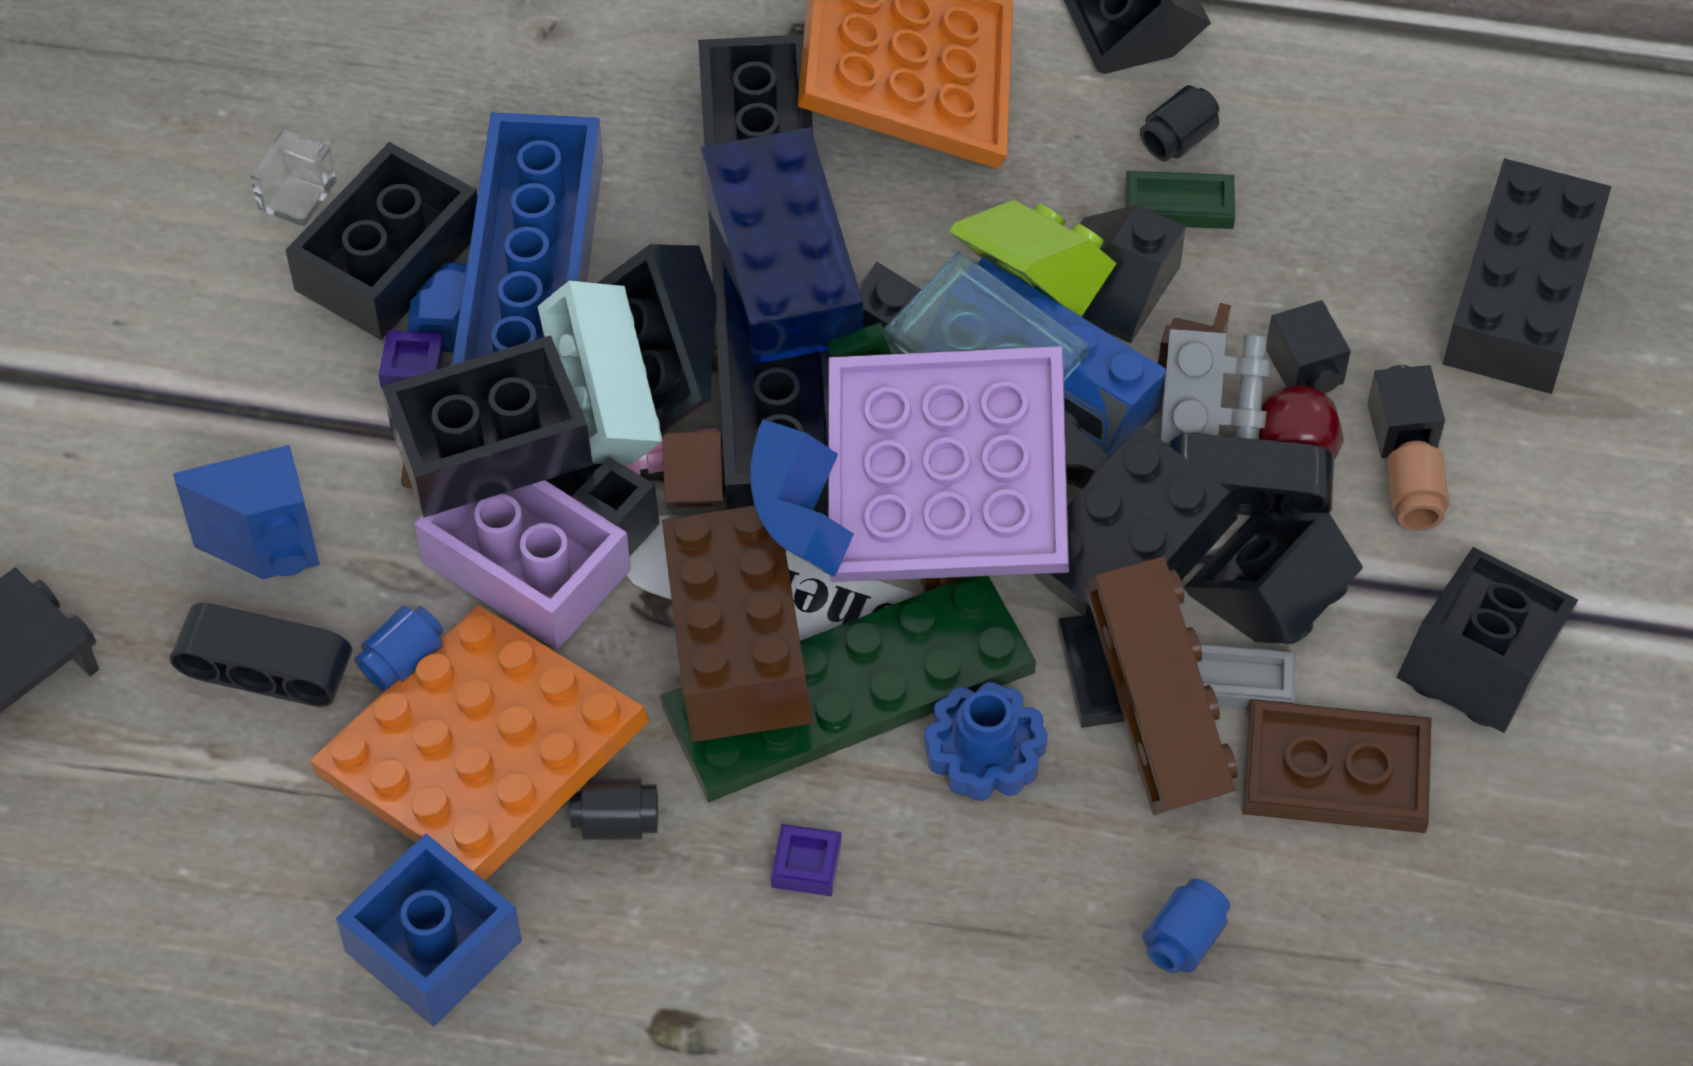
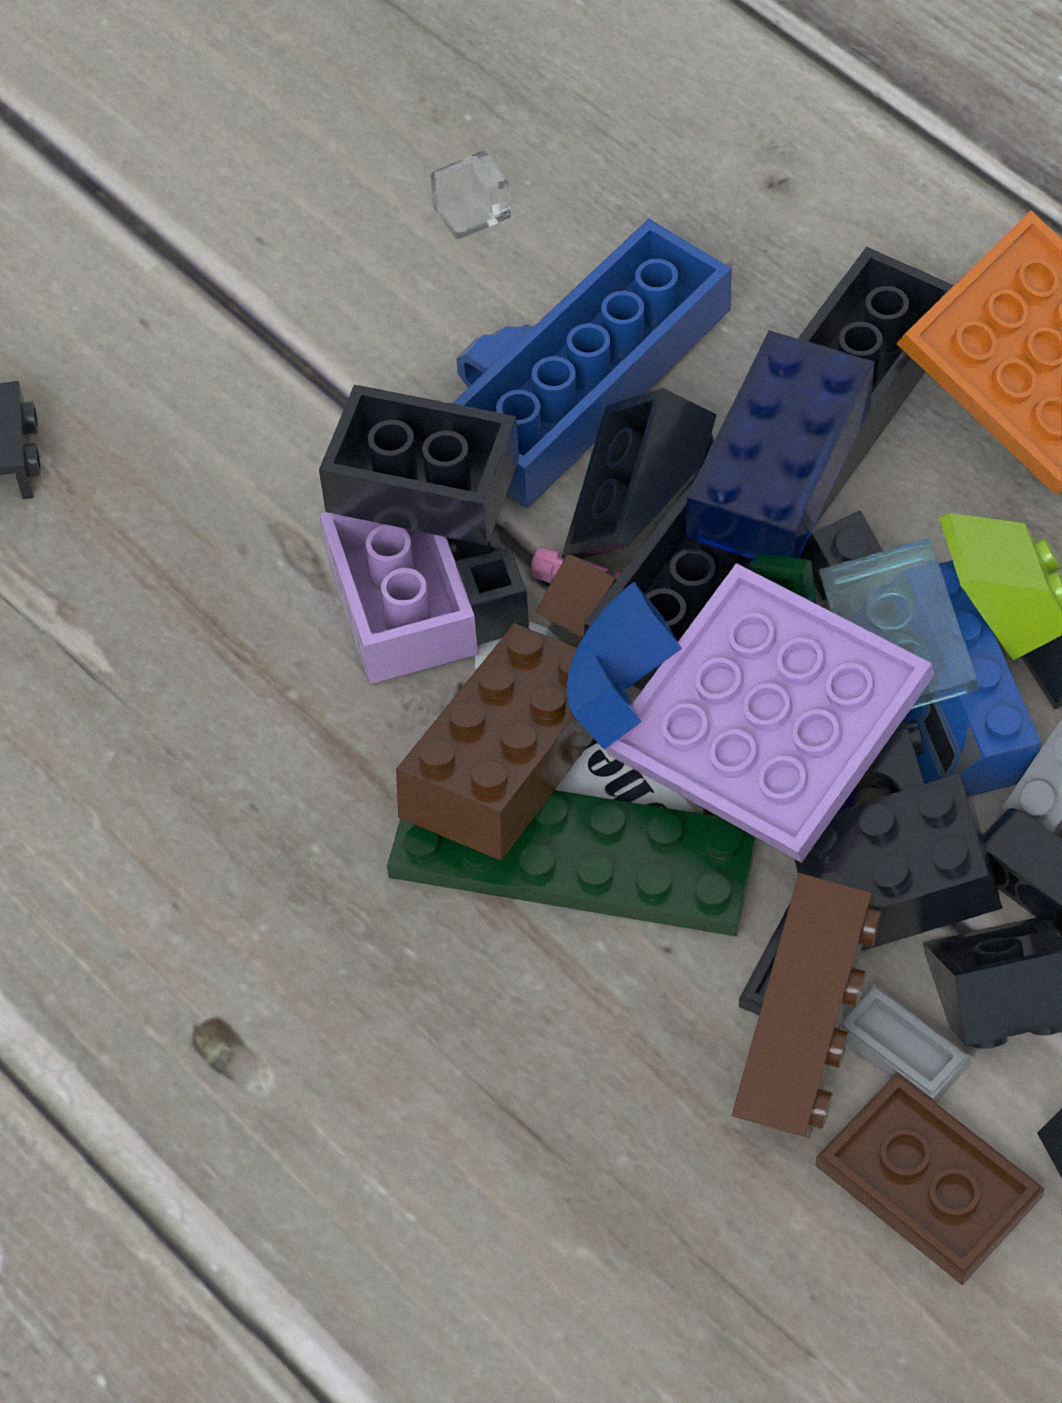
camera: 40 degrees right, 0 degrees up
(250, 513) = (221, 438): blue slope -> none
(261, 654) = (146, 554): black beam -> none
(383, 239) = (489, 275): black brick -> none
(398, 646) = (249, 609): blue brick -> none
(410, 355) = (440, 381): dark purple plate -> none
(429, 929) = (83, 839): blue brick -> none
(480, 742) = (242, 719): orange plate -> none
(605, 368) = (558, 475): light aqua brick -> none
(615, 809) = (304, 835): black brick -> none
(806, 860) = (422, 971): dark purple tile -> none
(985, 741) = (641, 965): blue plant -> none
(1186, 926) = (676, 1225): blue brick -> none

